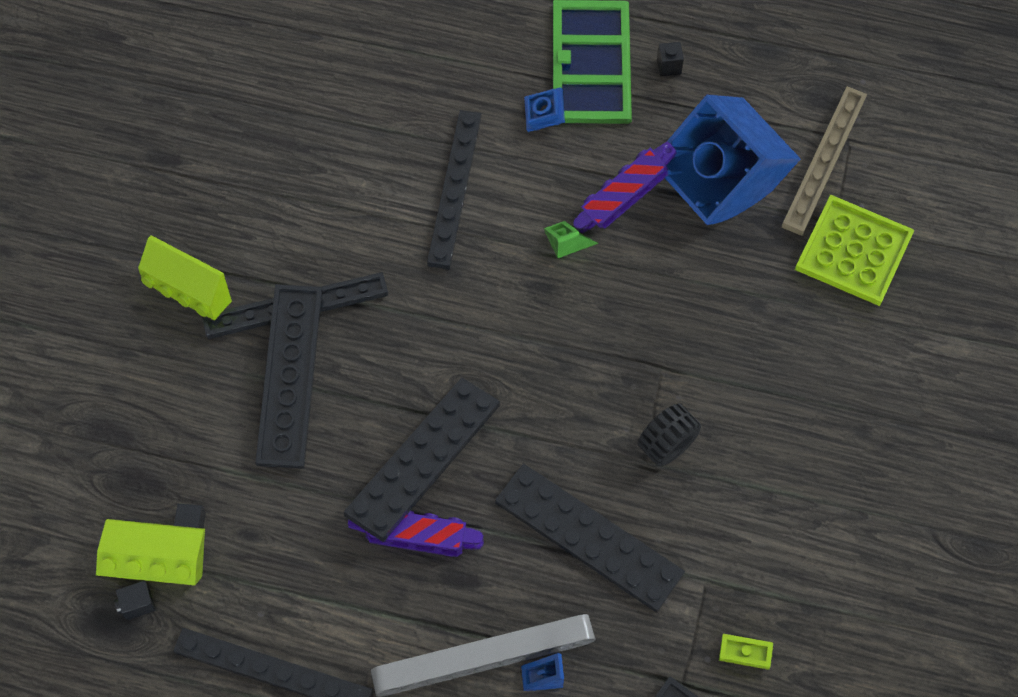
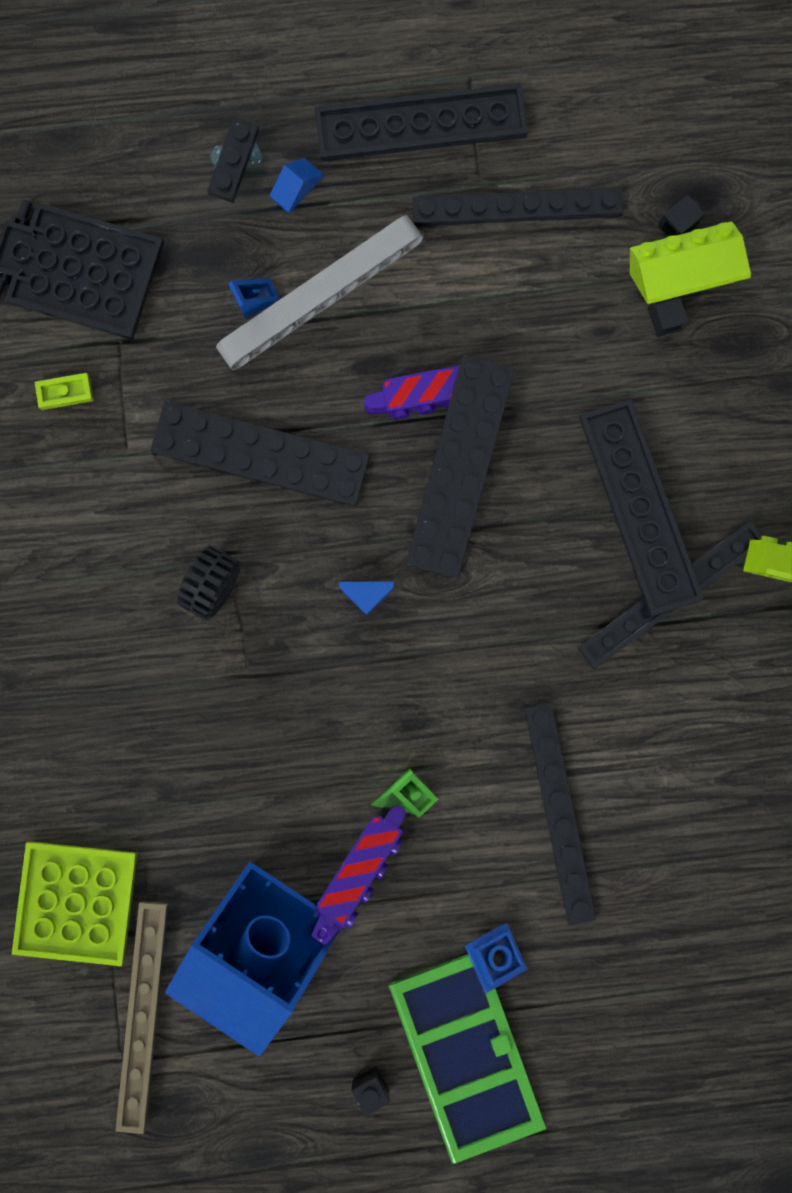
camera: 160 degrees right, 20 degrees up
(540, 389) = (366, 594): none -> blue slope

